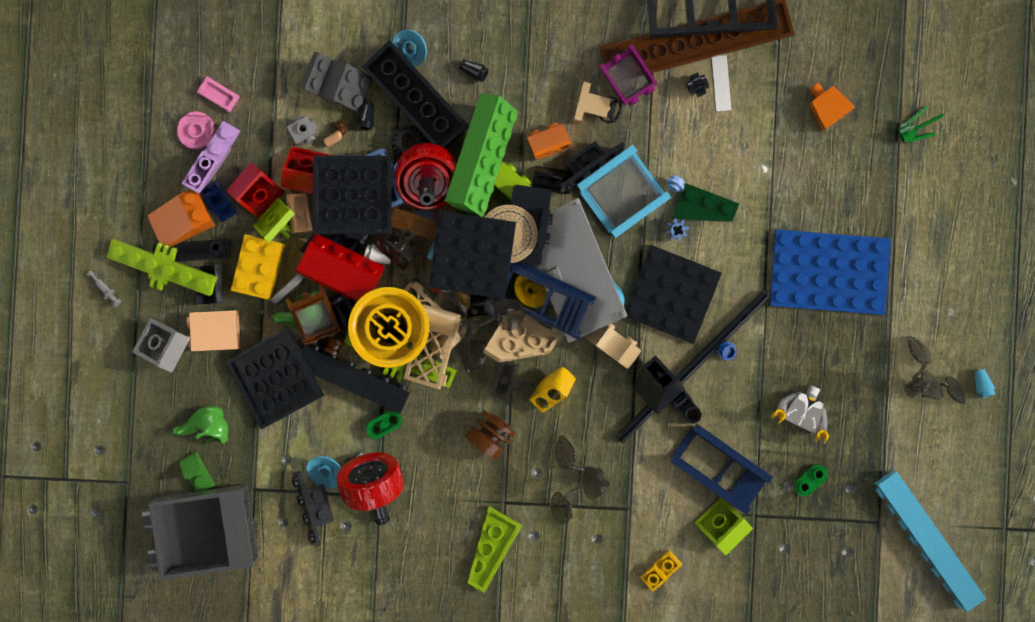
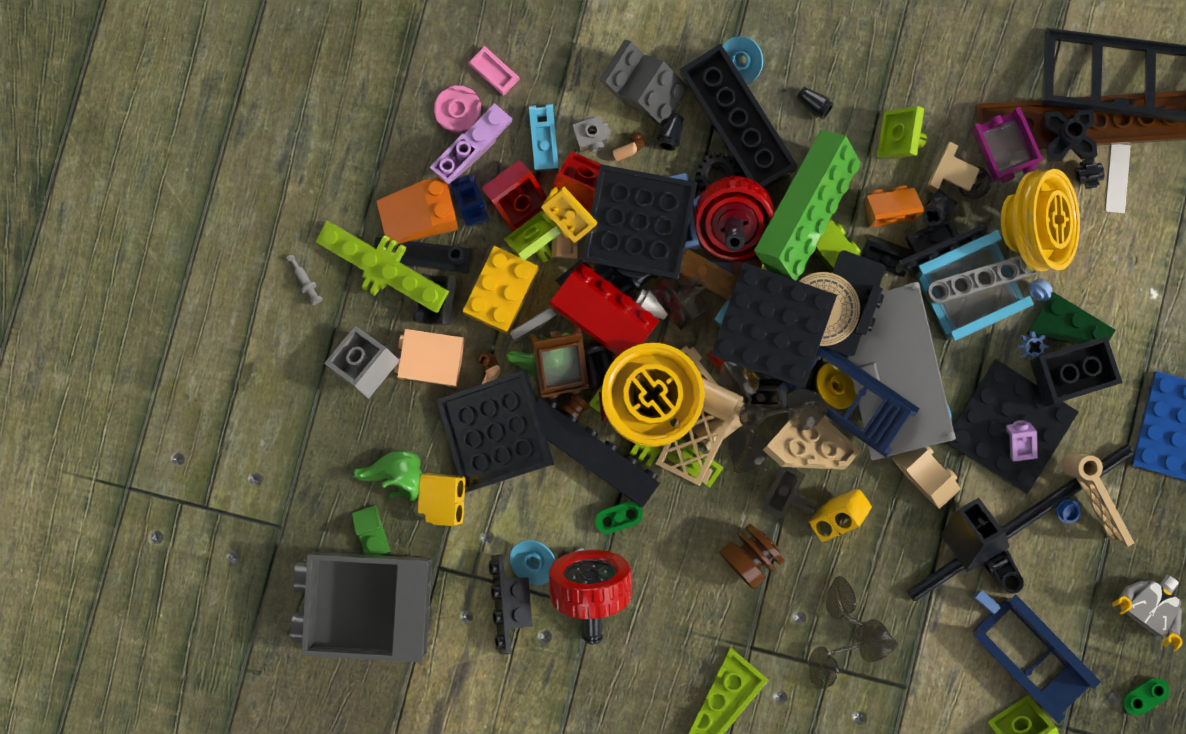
camera: 15 degrees right, 5 degrees down
(245, 437) = (442, 498): none -> yellow piece
(262, 327) = (490, 366): none -> arm
(267, 140) = (543, 138): none -> medium azure plate
(295, 200) = (568, 214): none -> yellow bracket
(545, 82) = (901, 133): none -> lime tile
(584, 136) = (938, 208): none -> black piece
(637, 177) = (973, 284): none -> light grey beam
(666, 131) = (1042, 220): none -> yellow wheel
(676, 433) = (985, 602): none -> medium blue tile
(681, 49) = (1078, 141): none -> black plant
(681, 305) = (1022, 441): none -> lavender bracket
(712, 243) = (1075, 371): none -> black brick
(733, 318) = (1087, 471): none -> tan piece

